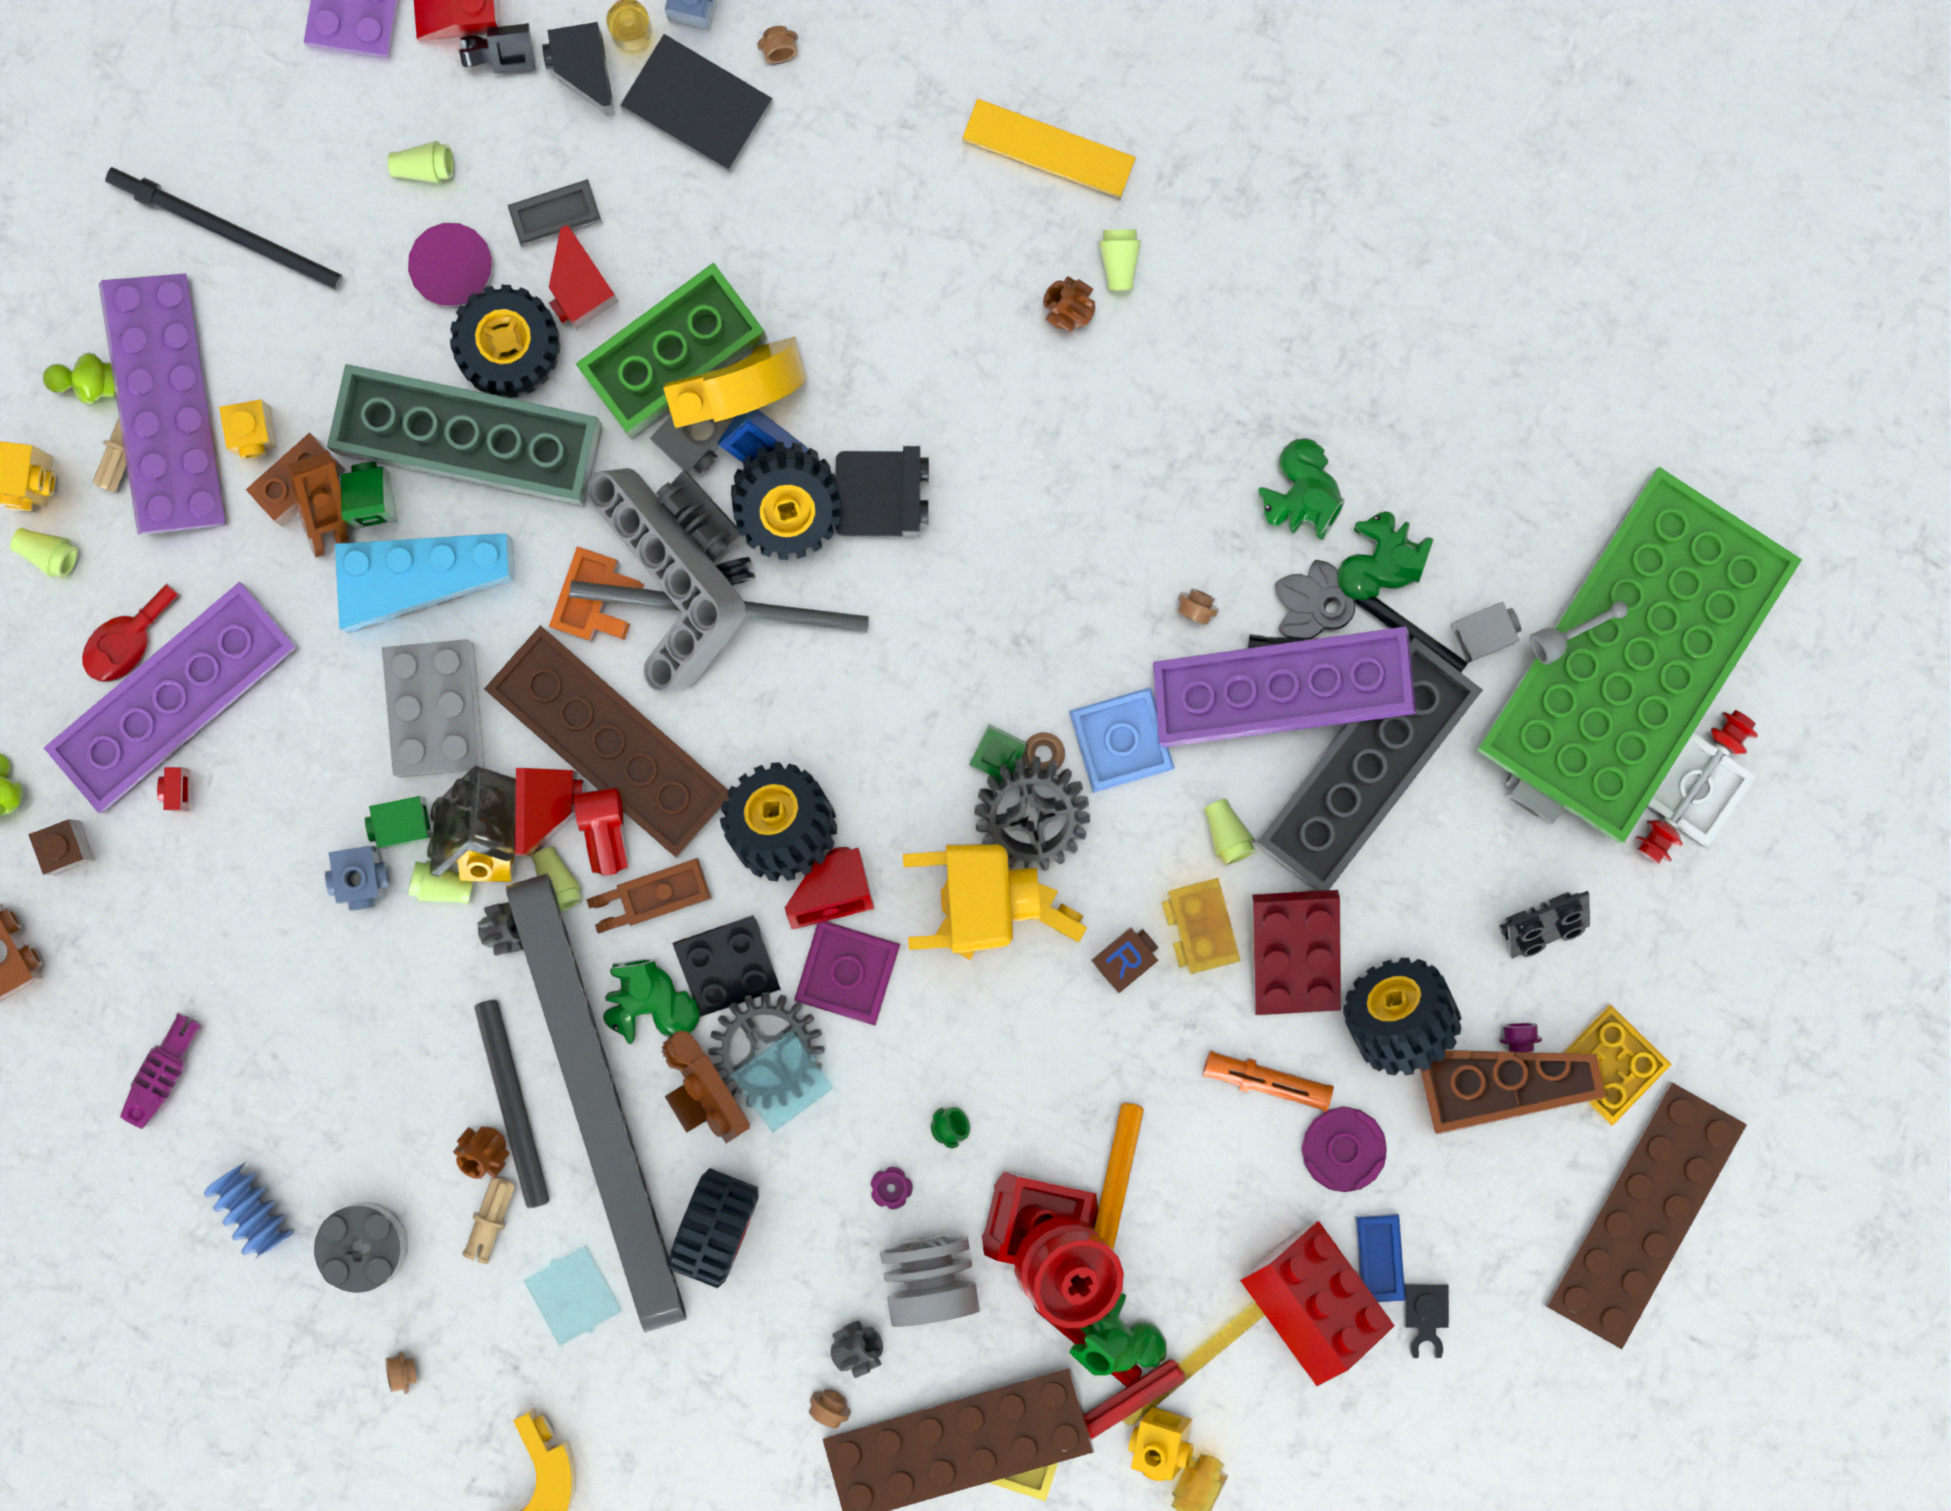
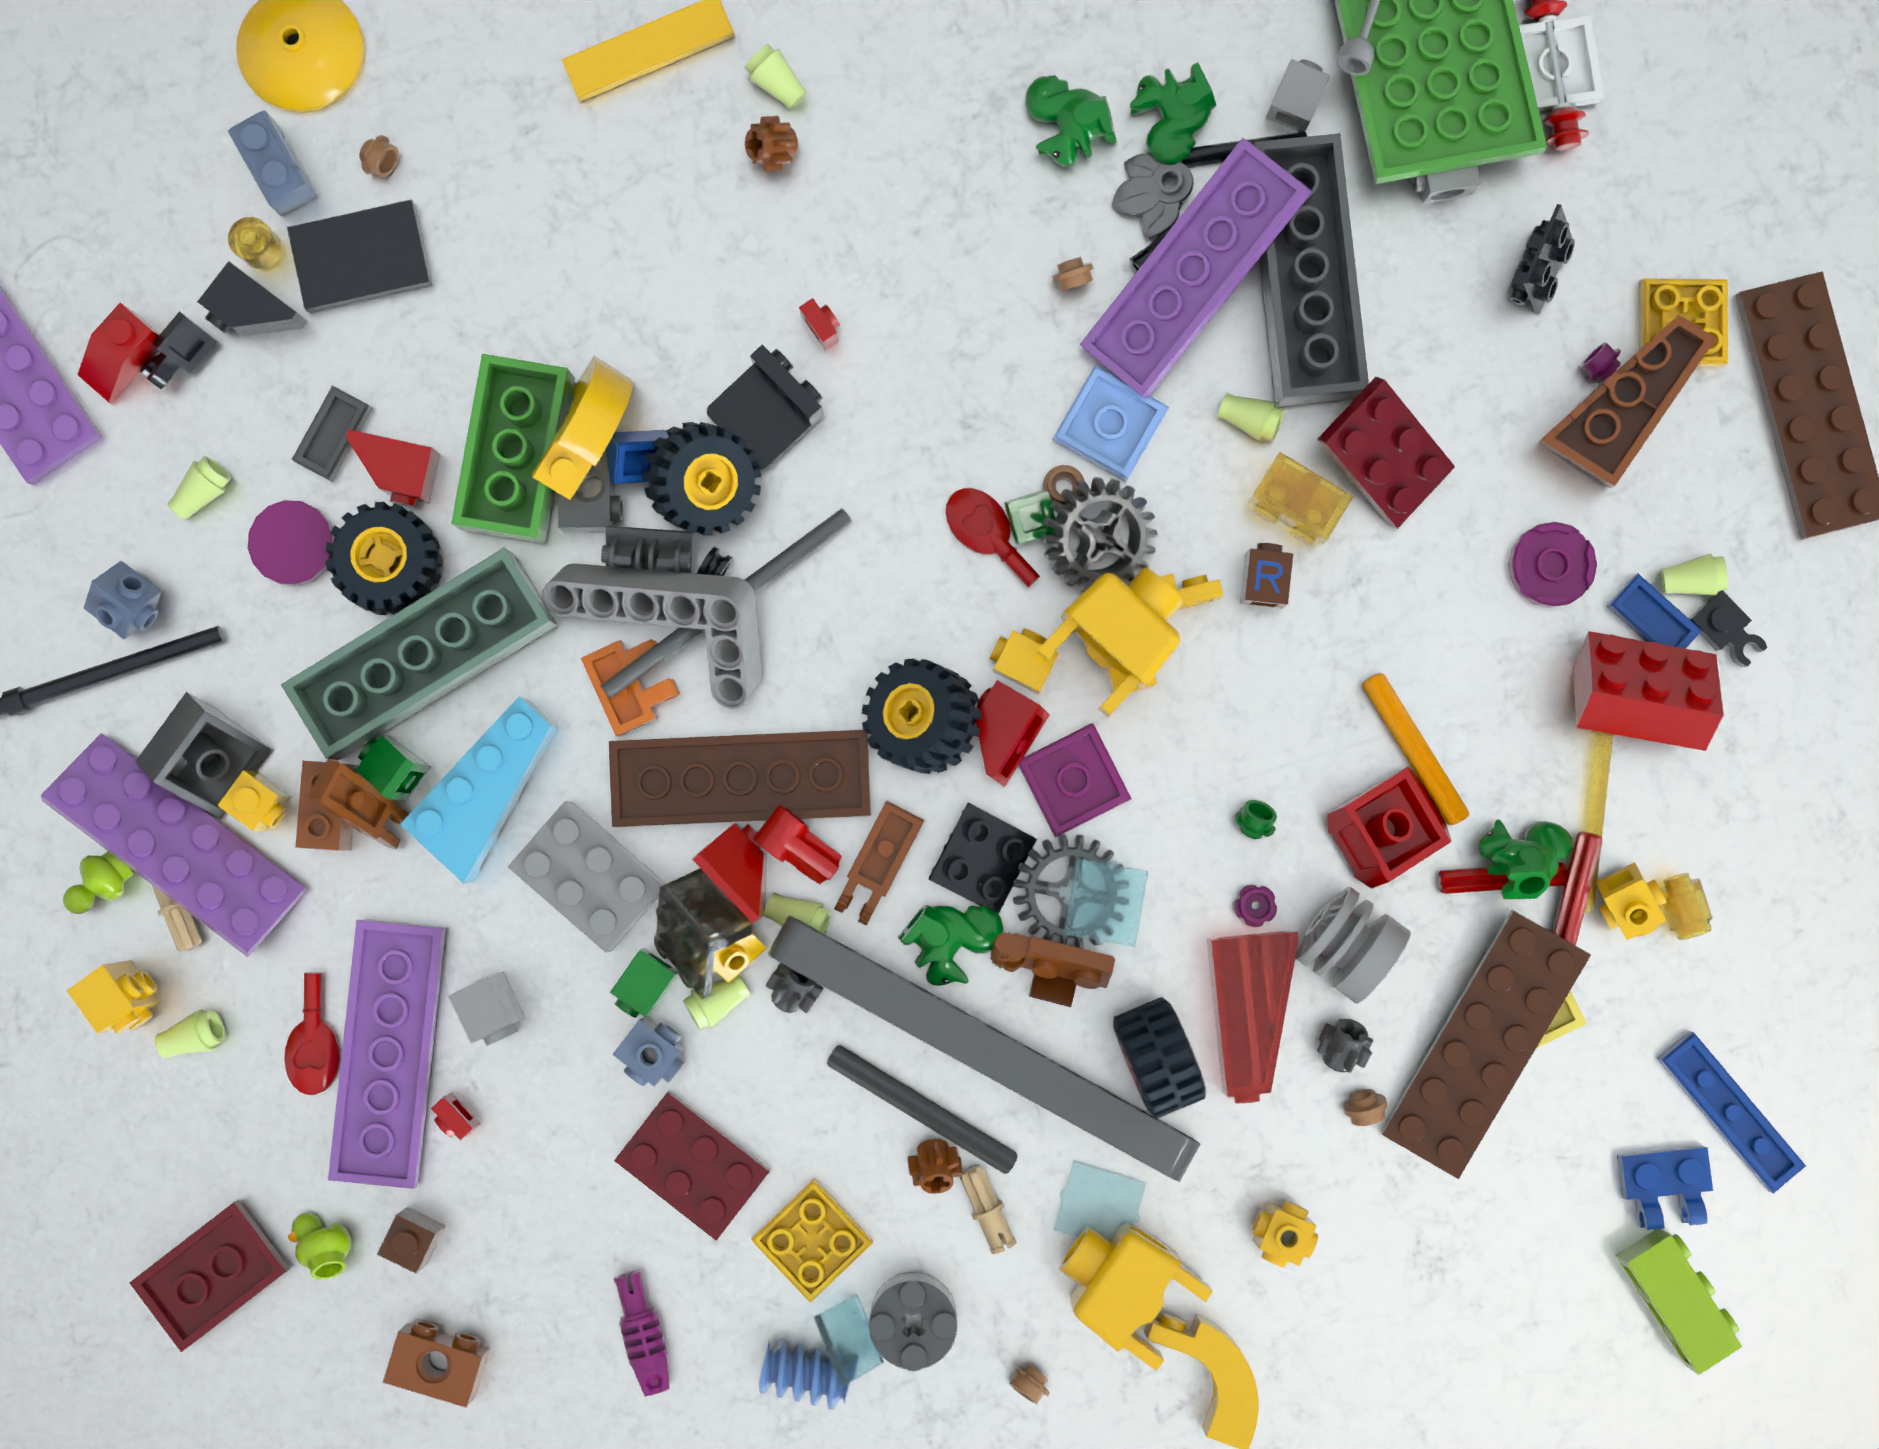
camera: 45 degrees left, 0 degrees up
(242, 357) = (200, 753): none -> dark grey slope
(271, 736) = (488, 1009): none -> light grey brick
(291, 194) = (123, 600): none -> sand blue brick
(301, 1215) = (848, 1340): none -> clear light blue piece
(310, 986) = (692, 1165): none -> dark red plate
(344, 1121) = (812, 1240): none -> yellow tile
(533, 1366) = (1125, 1285): none -> yellow piece
(690, 1426) = (1273, 1222): none -> yellow brick
(820, 1251) = (1250, 1003): none -> clear red slope
(887, 848) = (1019, 659): none -> yellow brick
(957, 729) = (985, 529): none -> red piece
(981, 468) = (820, 322): none -> red plate
(1068, 1272) = (1449, 840): red wheel -> none
(1219, 1067) = (1409, 590): orange pin -> none
(1402, 1016) = (1509, 424): black wheel -> none
(1438, 1257) = (1698, 576): none -> yellowish green cone

